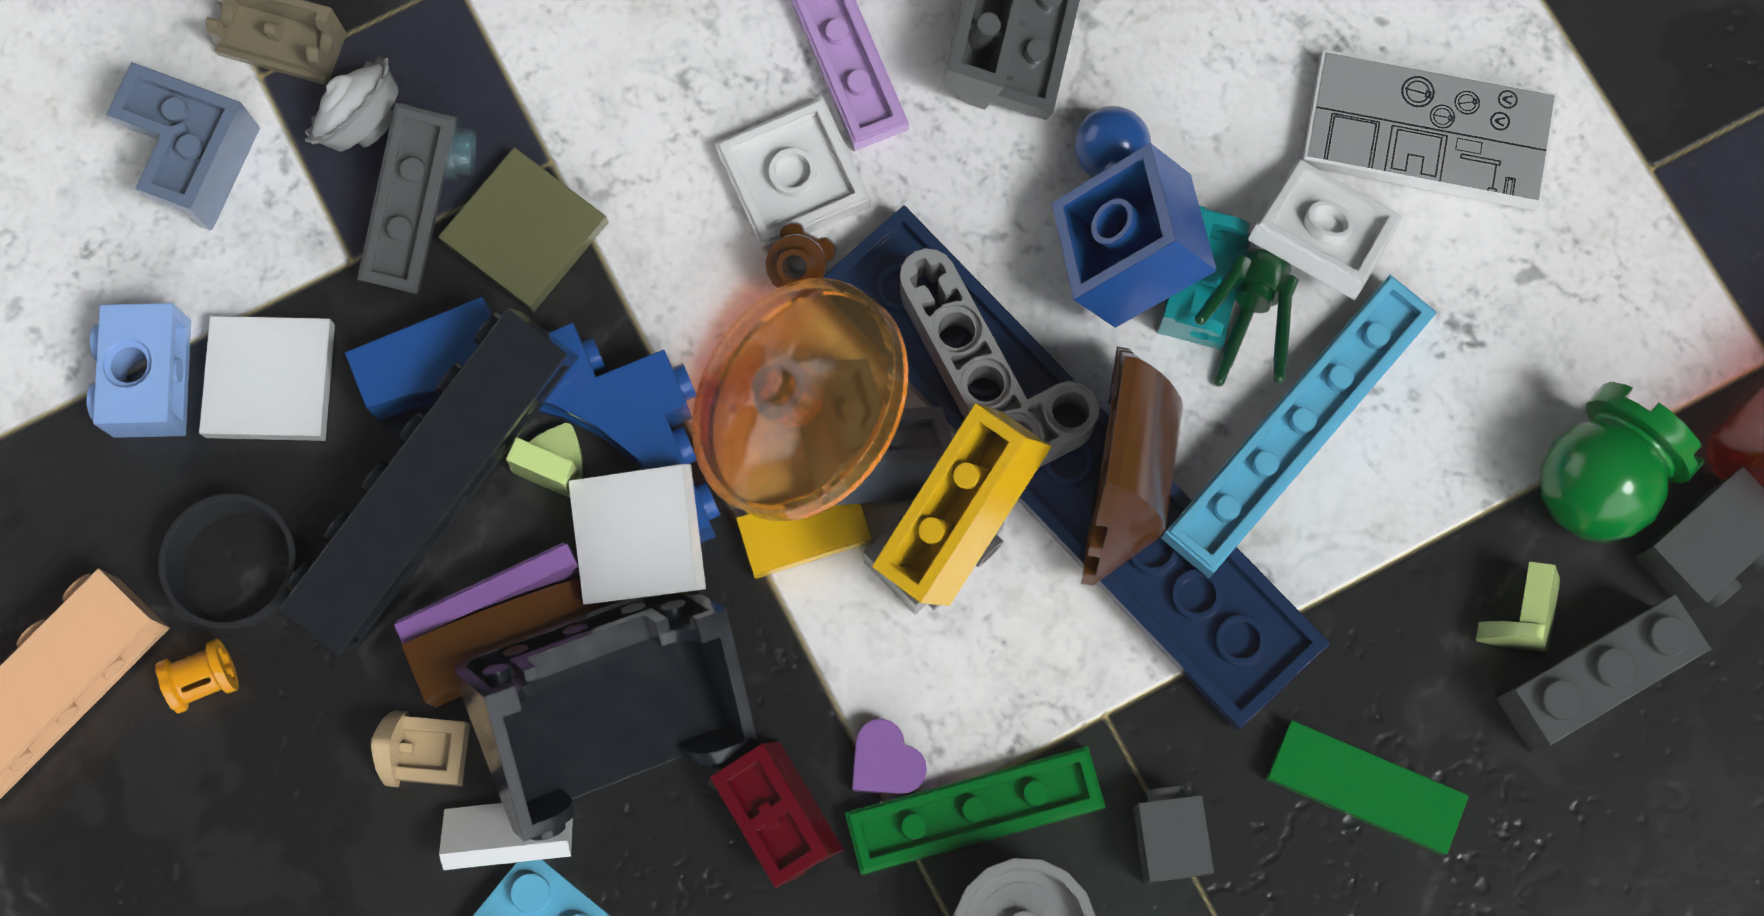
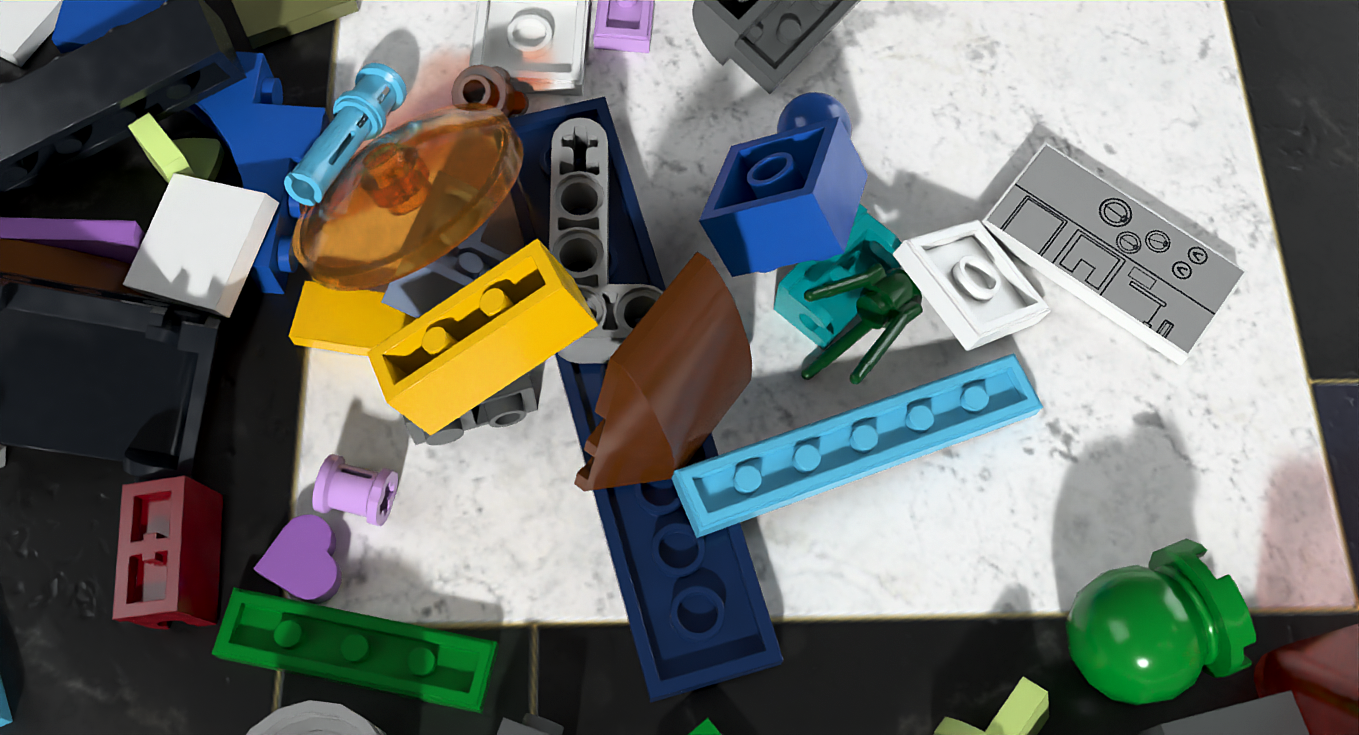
camera: 20 degrees right, 10 degrees down
(694, 341) = (357, 118): none -> medium azure pin
(898, 681) = (354, 490): none -> lavender bush

